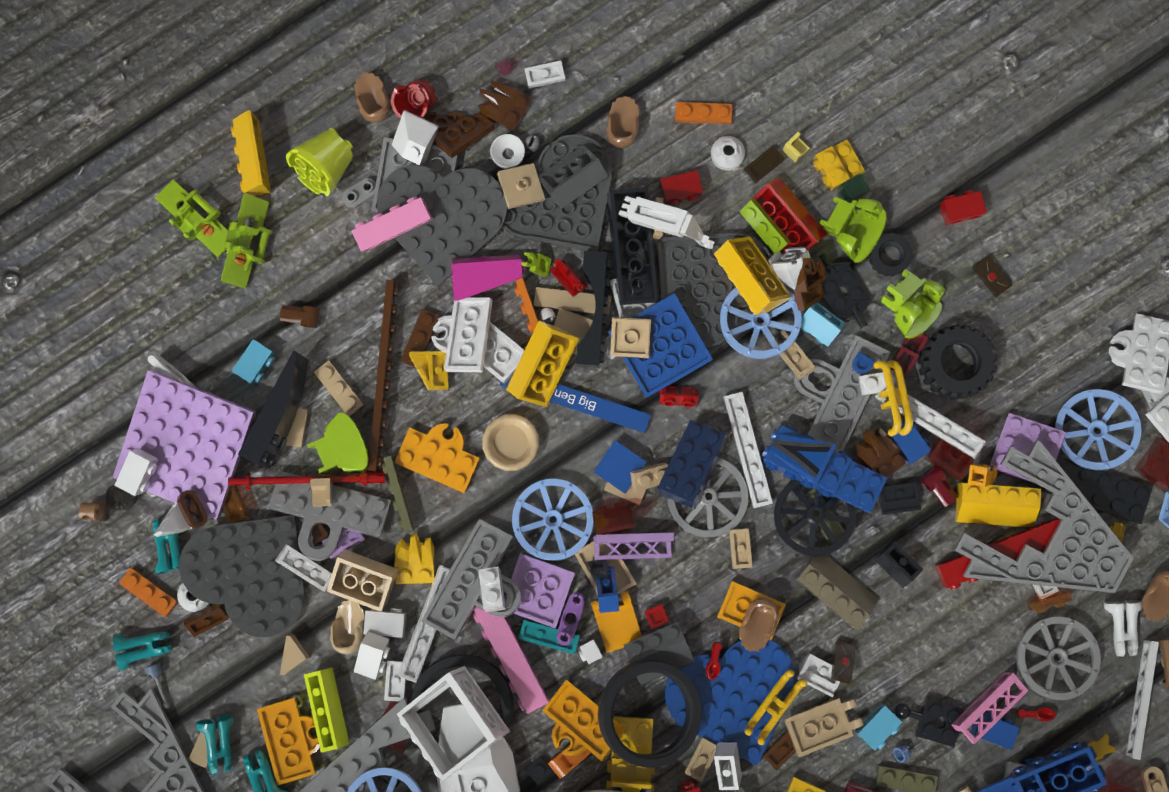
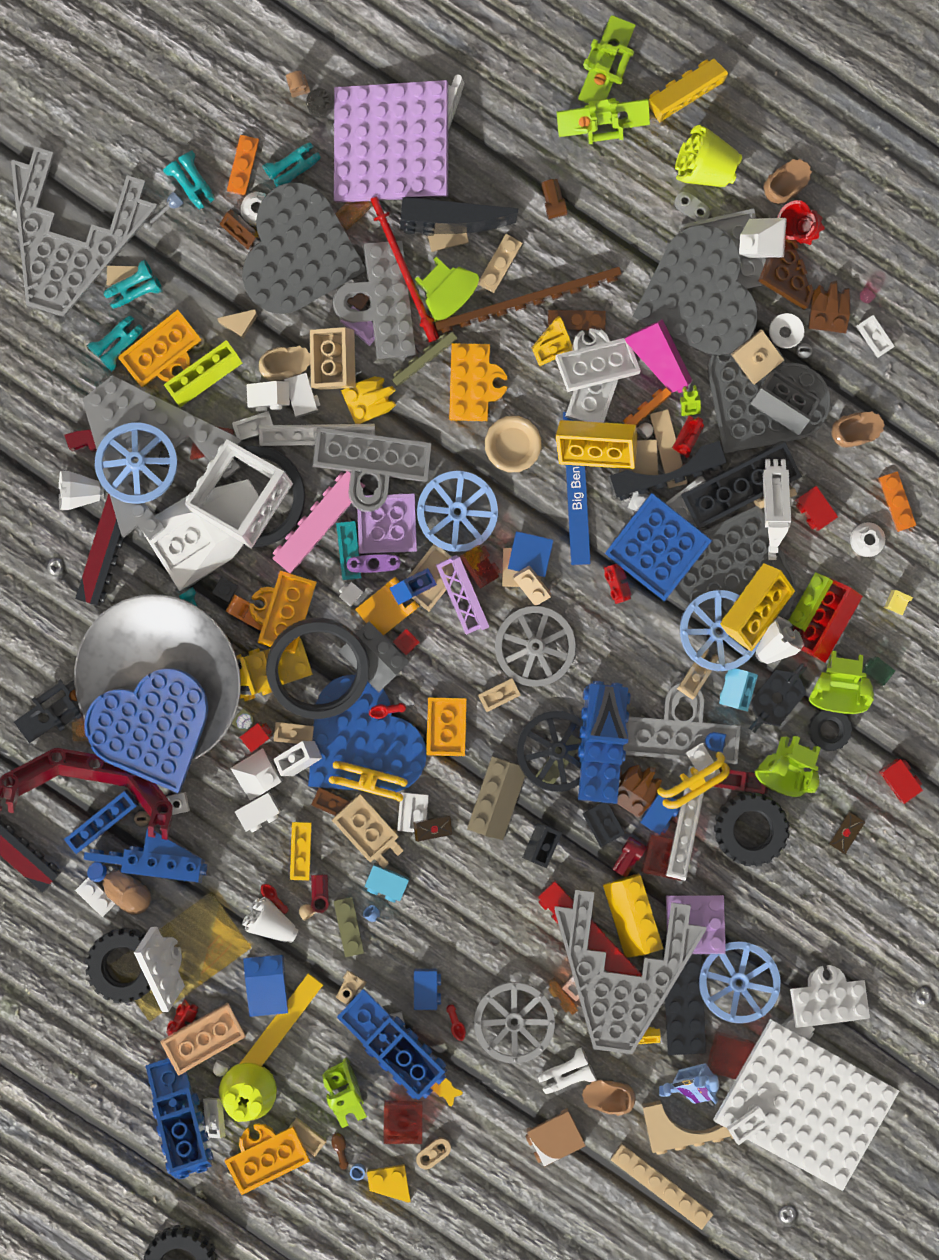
camera: 65 degrees right, 5 degrees up
(136, 472) = (348, 109): white brick -> none
(173, 522) = (320, 165): white slope -> none
(192, 509) = (336, 175): reddish brown plate -> none
(254, 362) = (492, 174): medium azure brick -> none
(304, 567) = (322, 300): white plate -> none
(321, 492) = (398, 287): tan panel -> none
(392, 224) = (672, 251): bright pink brick -> none
(492, 589) = (371, 480): white brick -> none
(598, 568) = (429, 571): black tile -> none
(630, 337) = (654, 516): tan tile -> none
(692, 464) = (559, 620): dark blue brick -> none
(747, 450) = (593, 666): white plate -> none
(758, 624) = (436, 737): medium nougat hair -> none
(764, 164) = (870, 578): dark brown tile -> none
(809, 283) = (769, 663): reddish brown plate -> none
(838, 164) = (897, 648): yellow plate -> none
(930, 712) = (418, 925): black plate -> none
(982, 474) = (655, 890): light orange leg -> none
(984, 701) = (449, 970): bright pink fence -> none
(1142, 699) = (506, 1113): white tile -> none

